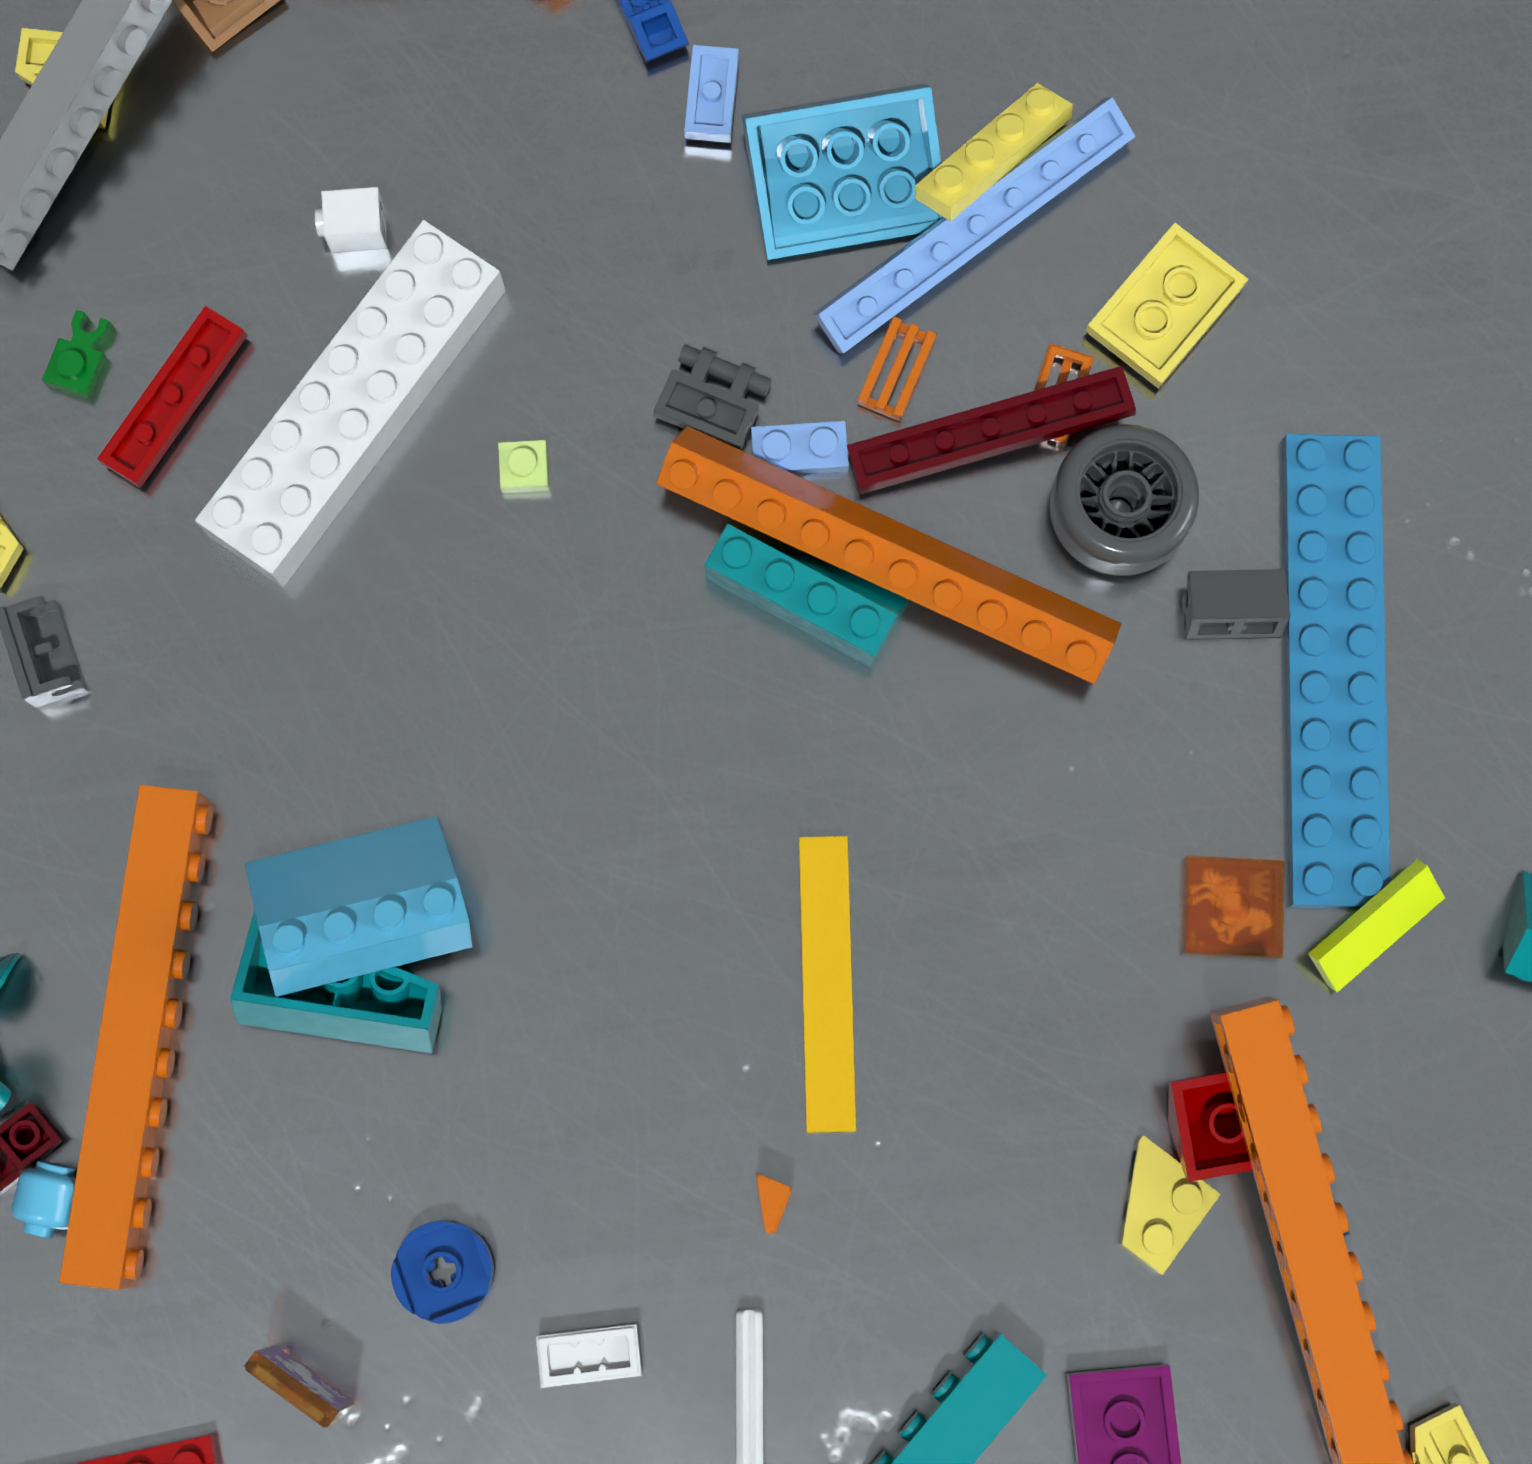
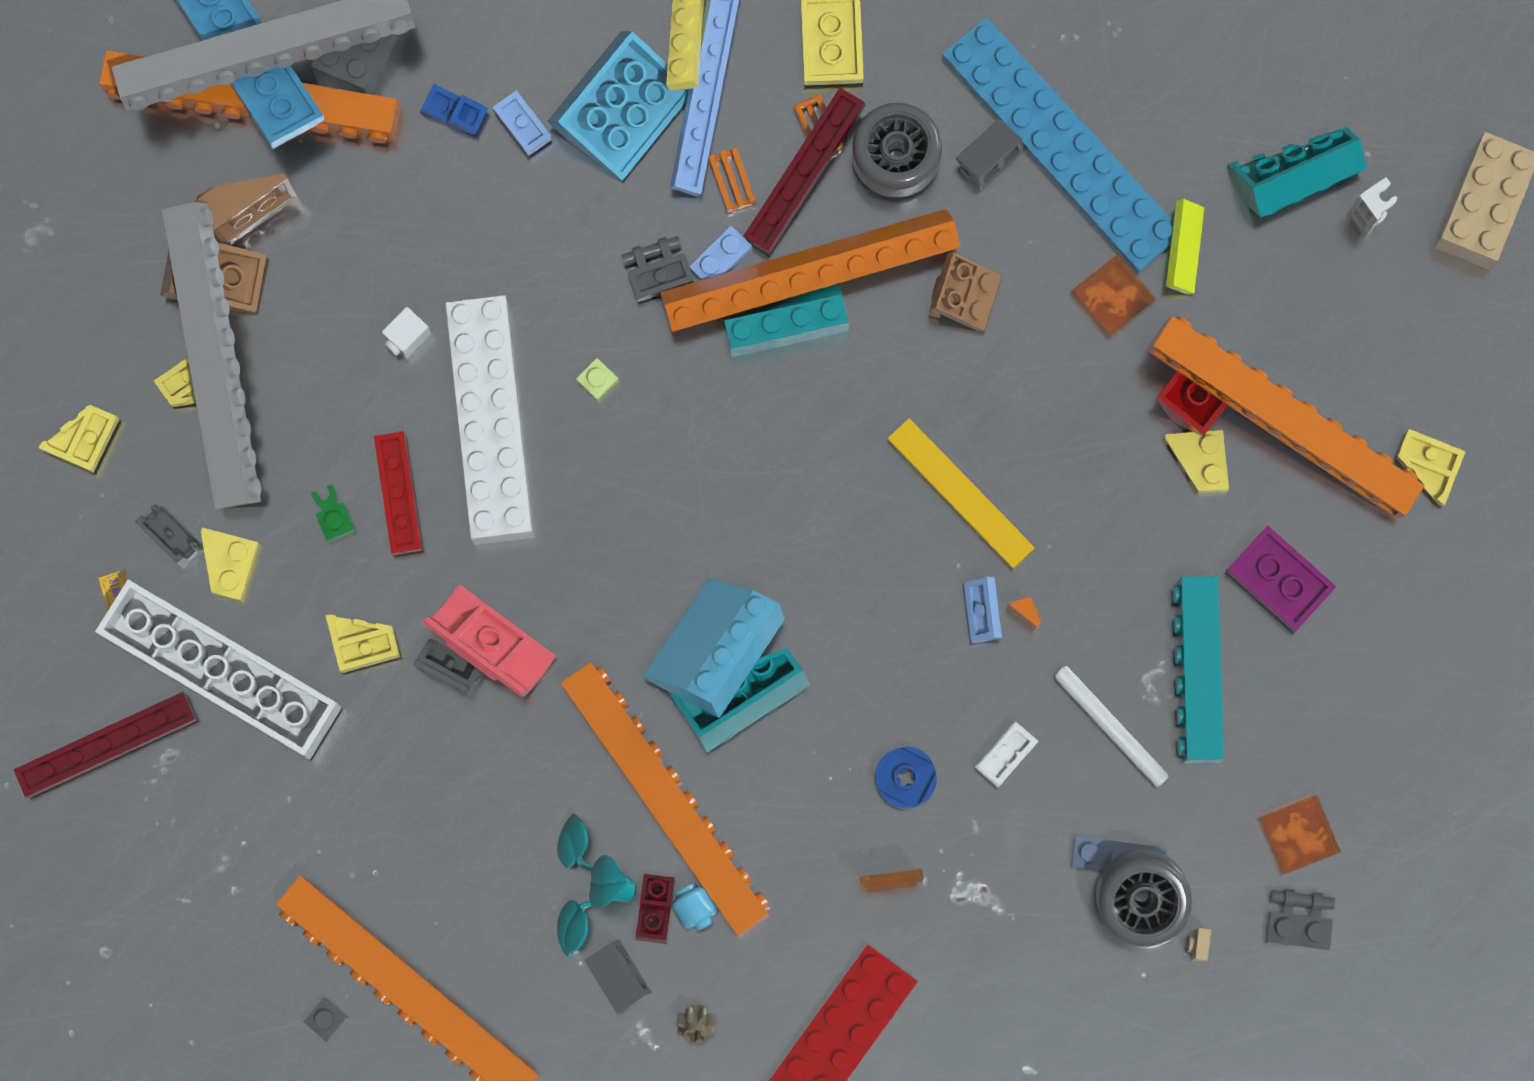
camera: 40 degrees left, 0 degrees up
(108, 664) = (490, 641): none -> coral piece
(722, 1150) = (982, 609): none -> light blue plate
(1052, 743) = (964, 292): none -> medium nougat plate

